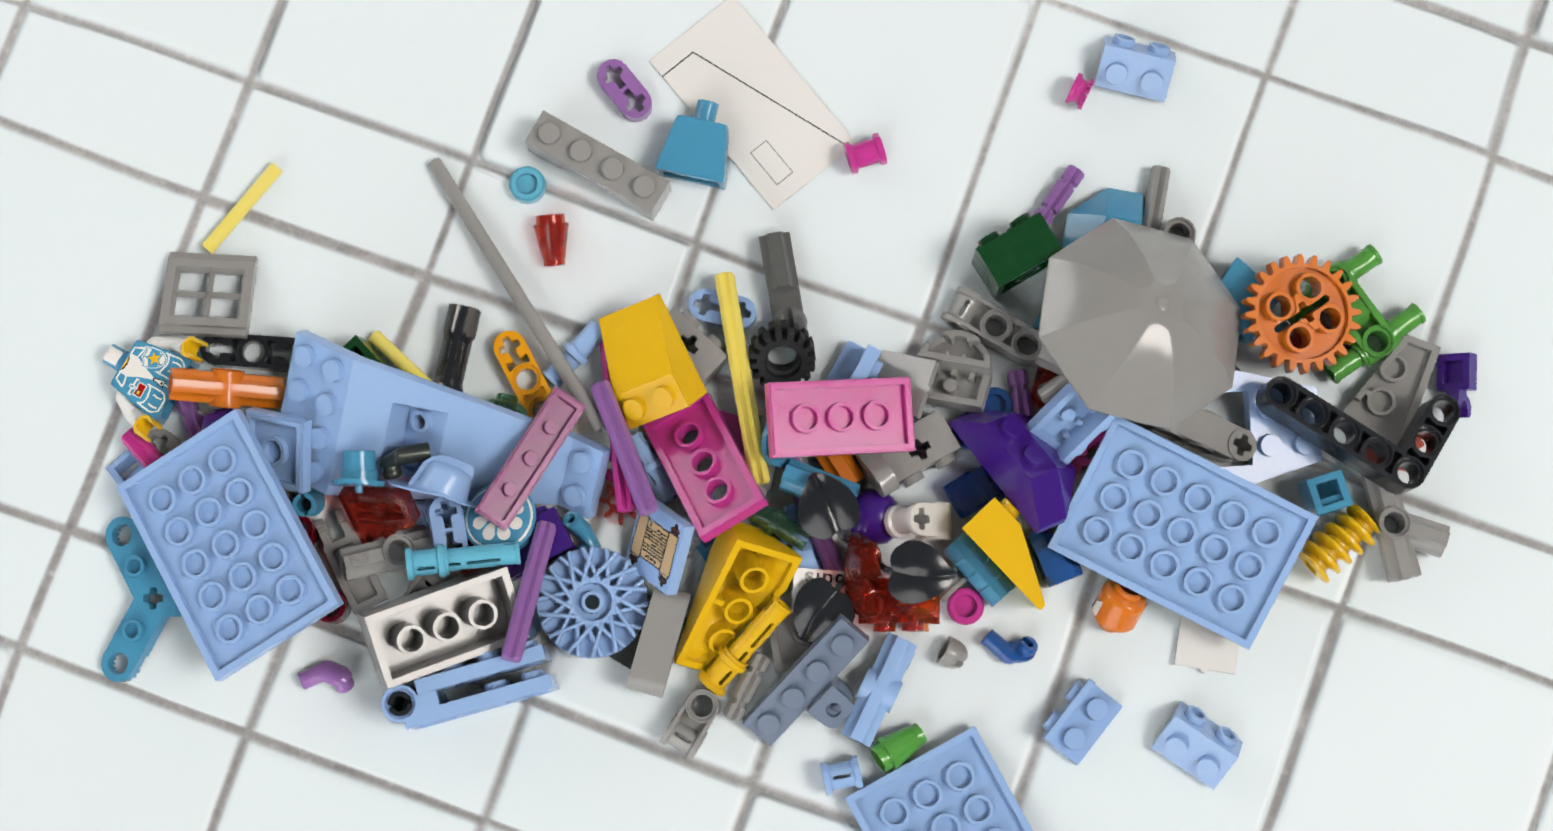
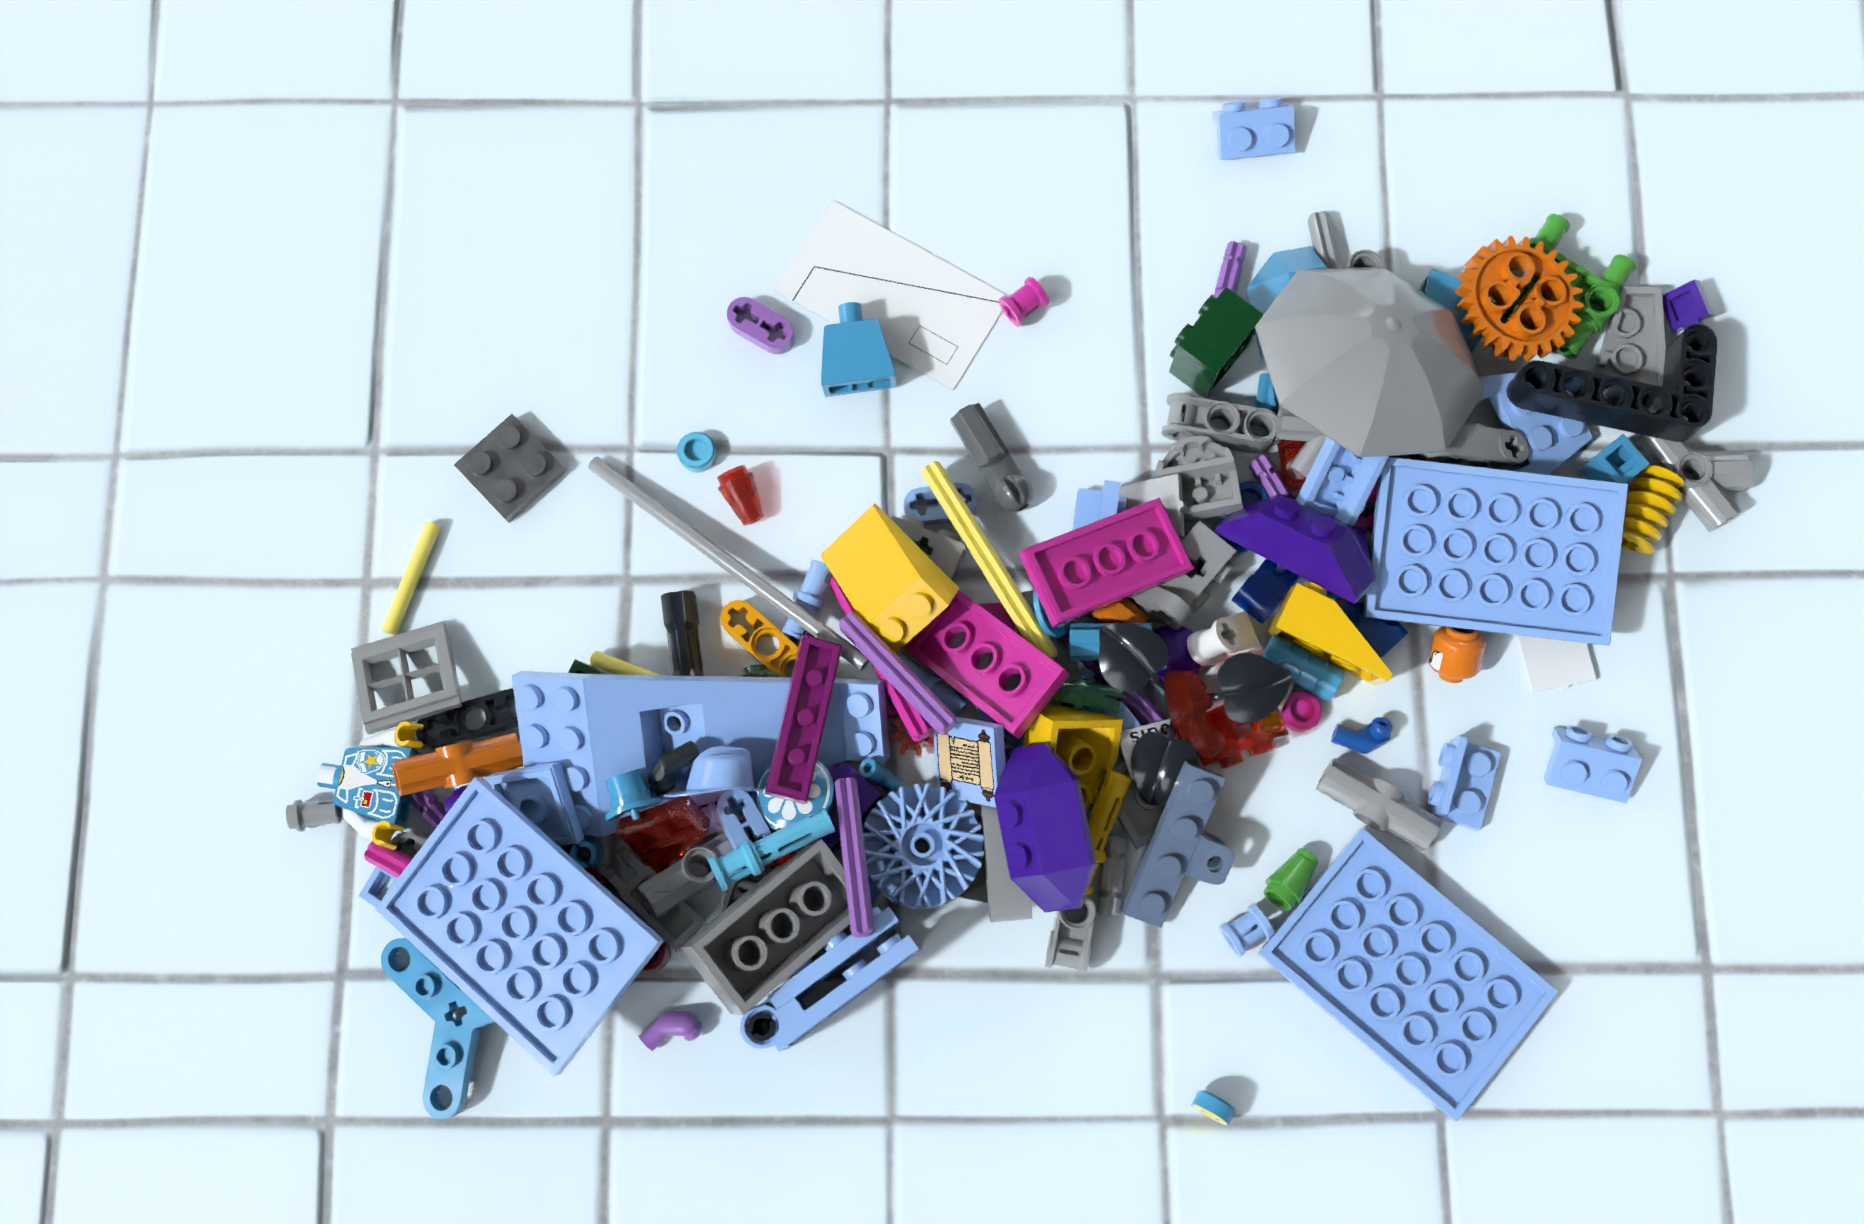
camera: 20 degrees left, 5 degrees down
(90, 384) = (302, 815): none -> light grey pin
(360, 140) = (510, 467): none -> flat silver plate
(604, 166) = (727, 398): light grey arch -> none
(696, 626) = (1045, 828): none -> dark purple wedge
(777, 337) = (1008, 507): black tyre -> none
(879, 689) = (1249, 827): light blue piece -> none
(952, 653) = (1307, 763): light grey hinge -> none
(998, 711) = (1379, 804): none -> light grey piece
(1078, 91) = (1209, 169): dark pink bush -> none

